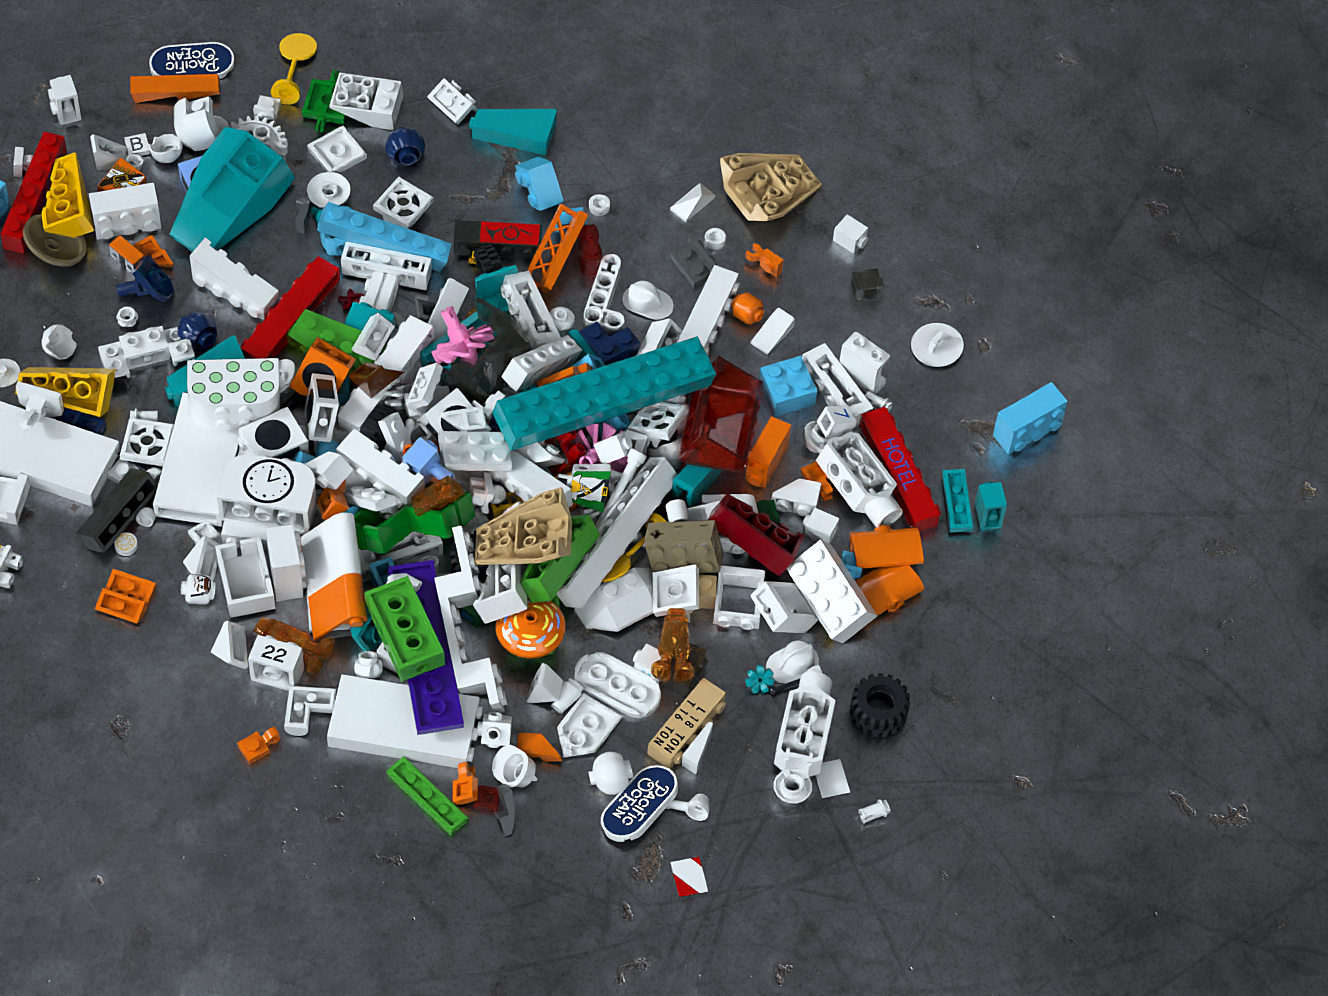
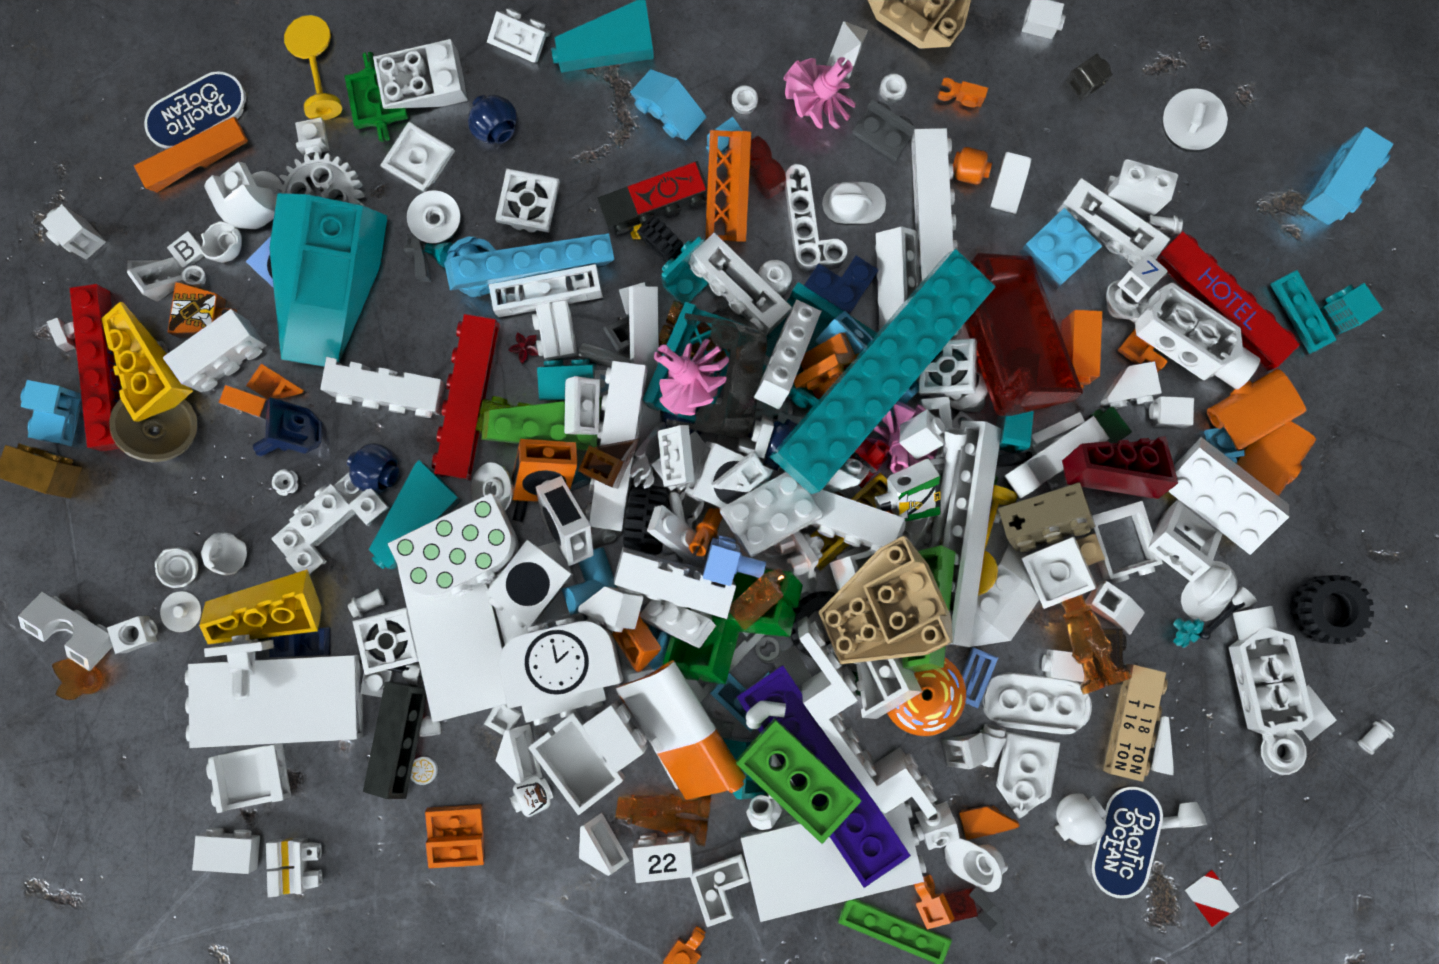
camera: 20 degrees left, 25 degrees up
(19, 337) = (176, 567): none -> white hair
(589, 650) = (986, 677): none -> light blue tile
(654, 213) = (817, 89): none -> bright pink piece
(710, 635) = (1115, 606): none -> white slope

